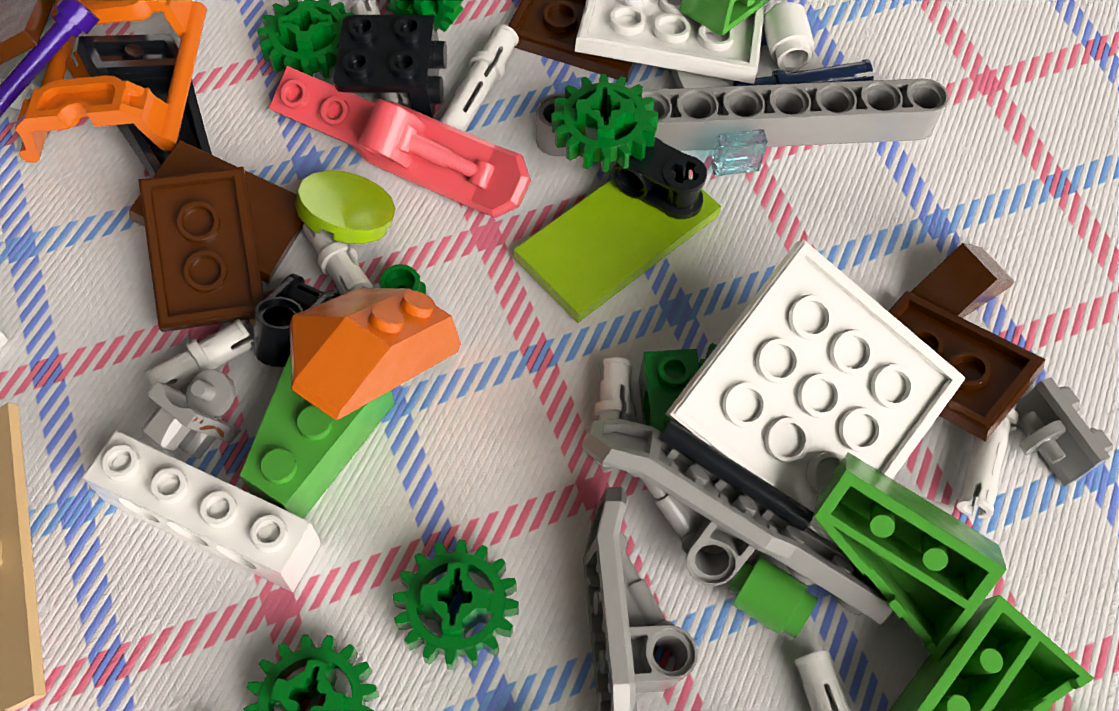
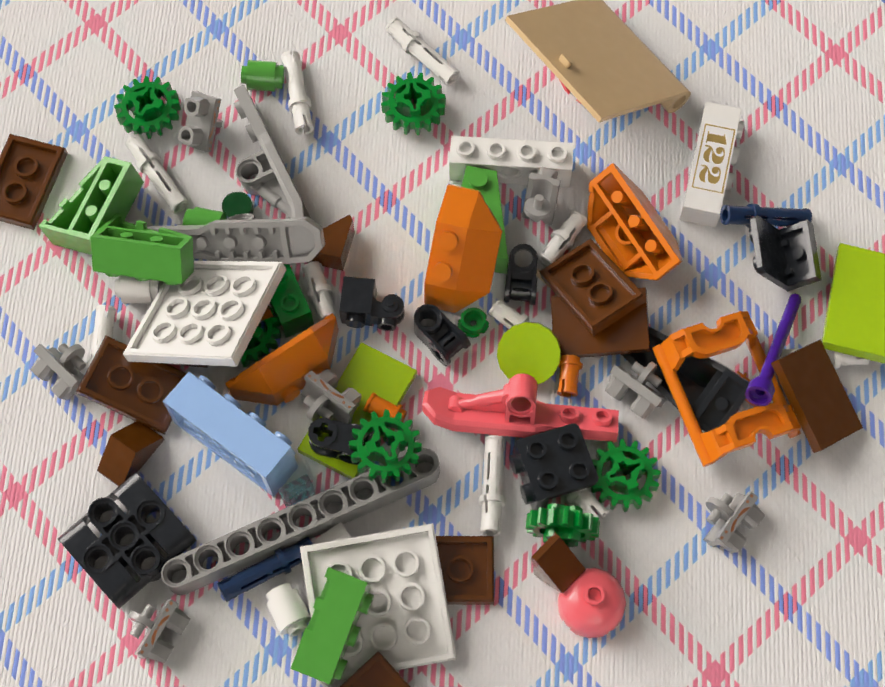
camera: 165 degrees right, 5 degrees up
(89, 317) = (630, 227): none -> orange wedge
(222, 122) = (647, 398): none -> light grey hips
(305, 166) = (569, 375): none -> orange pin
(459, 278) = (443, 338): none -> black piece
(478, 607) = (353, 175): green gear -> none
(558, 360) = (361, 308): none -> black brick
(568, 480) = (338, 241): none -> reddish brown slope
(572, 192) = (378, 404): none -> orange pin
(667, 251) = (326, 400): none -> light grey hips
(685, 309) = (282, 372): none -> orange wedge
(708, 620) = (237, 203): none -> dark green tile
(736, 475) = (240, 254): black bar -> none
(793, 194) = (231, 432): none -> light blue brick
(961, 62) = (168, 617): none -> light grey hips
(985, 172) = (140, 502): none -> black connector

